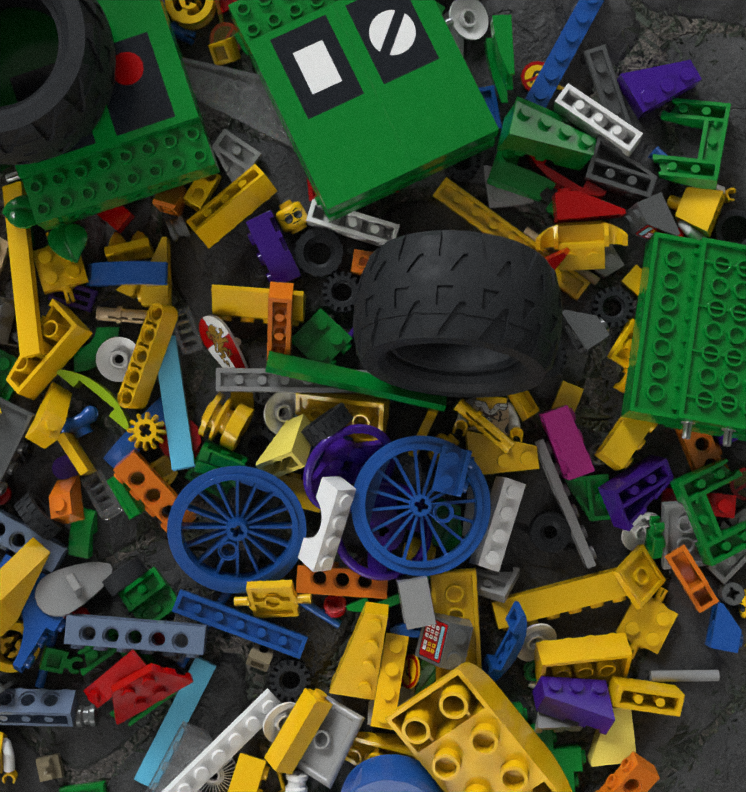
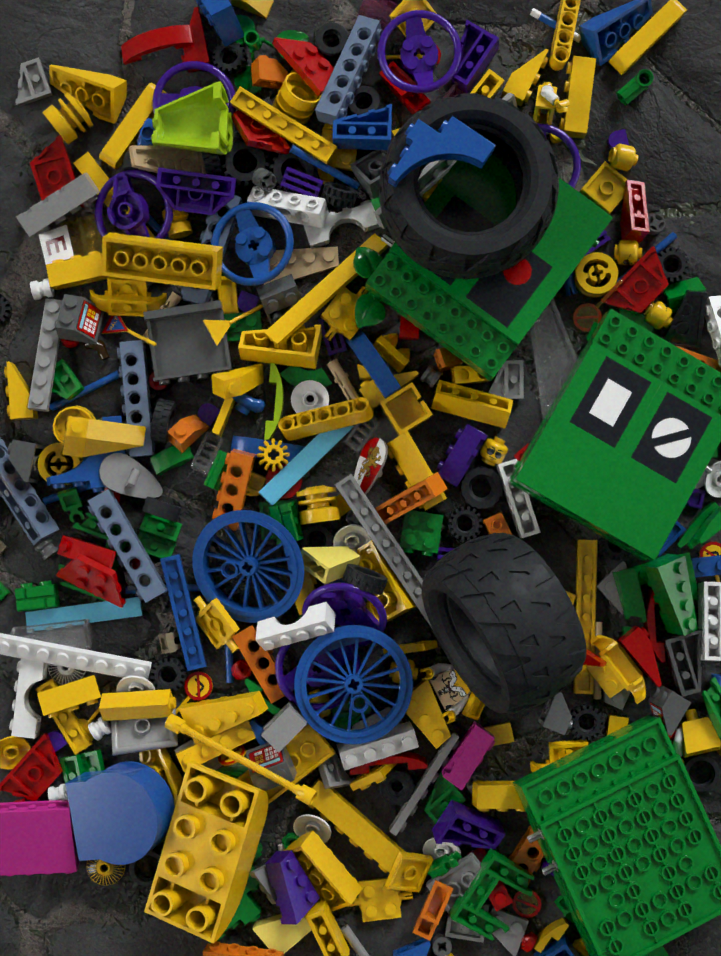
camera: 50 degrees right, 0 degrees up
(127, 756) = (37, 597): none -> green brick
(191, 275) = (404, 409): none -> yellow piece
(224, 51) = (577, 322): yellow slope -> none
(322, 660) = (197, 686): none -> piece
(348, 380) = (406, 572): green tile -> none
(452, 471) = (393, 690): blue bracket -> none
(471, 55) = (696, 498): none -> dark purple tile
(483, 425) = (439, 689): yellow pin -> none
(491, 626) = (303, 793): none -> yellow hose
(510, 646) = (298, 813): blue slope -> none
(524, 544) = (375, 774): none -> yellow wing
(537, 499) = (412, 759): none -> red slope

